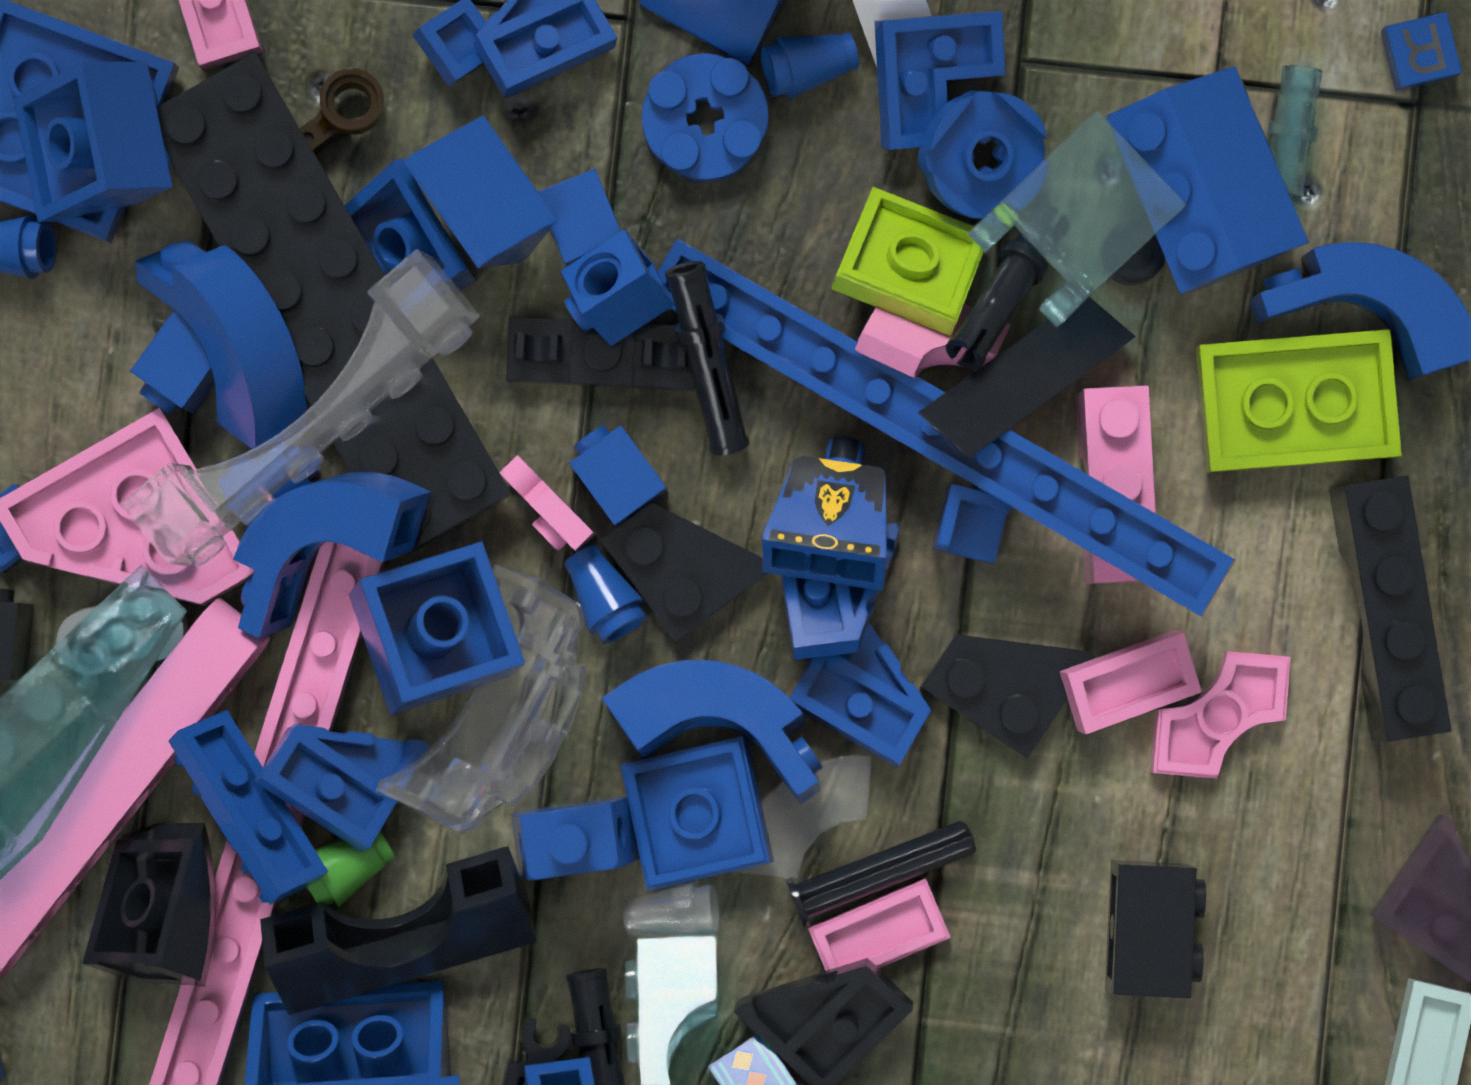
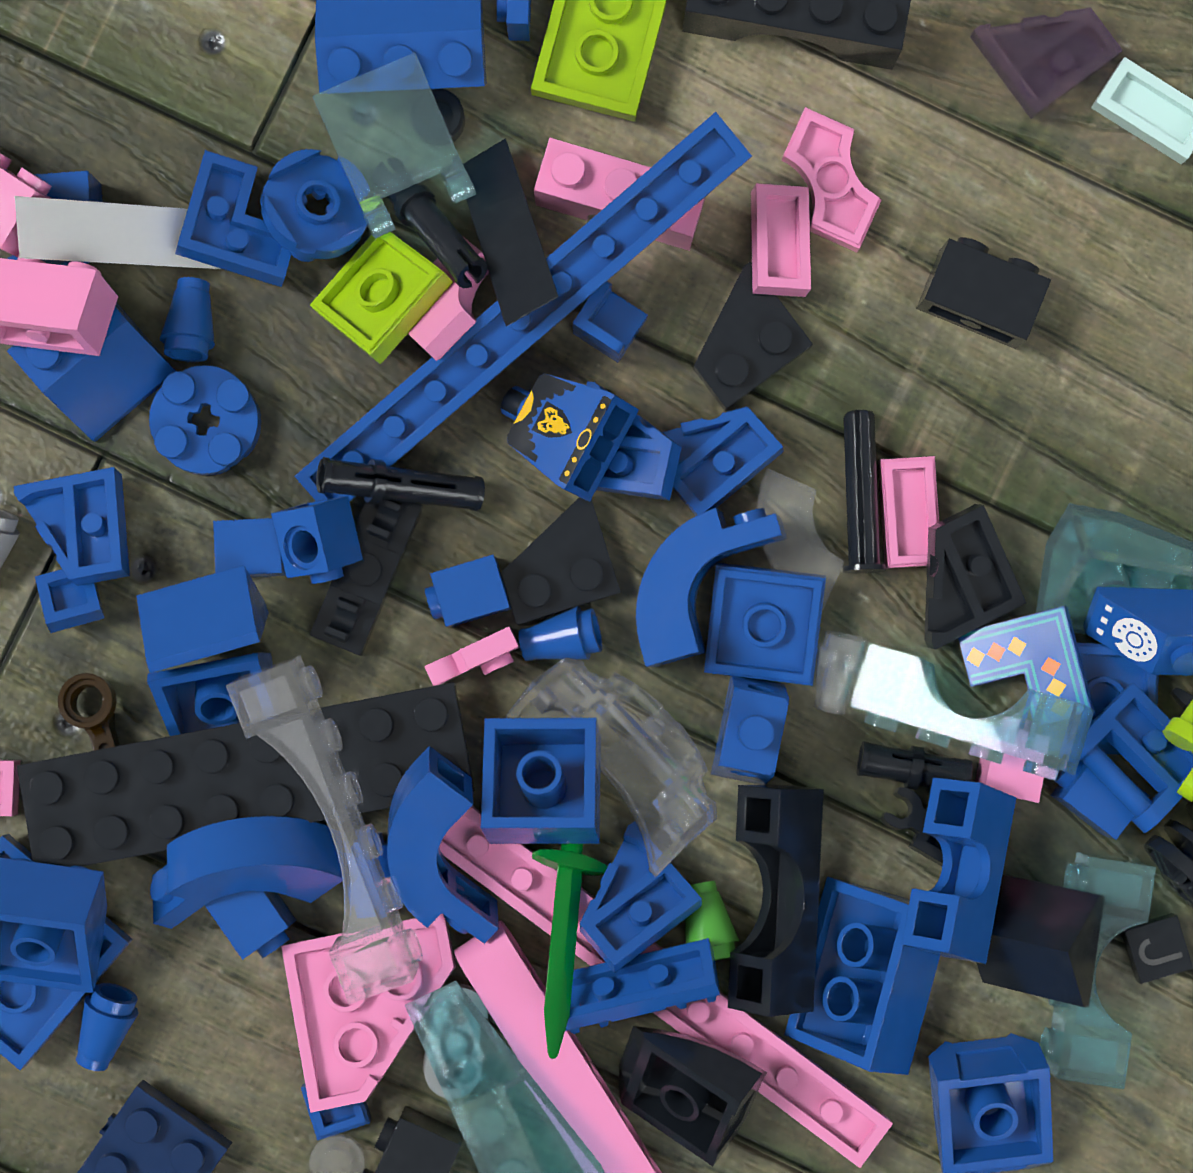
camera: 75 degrees left, 0 degrees up
(353, 693) = (570, 868): none -> green sword

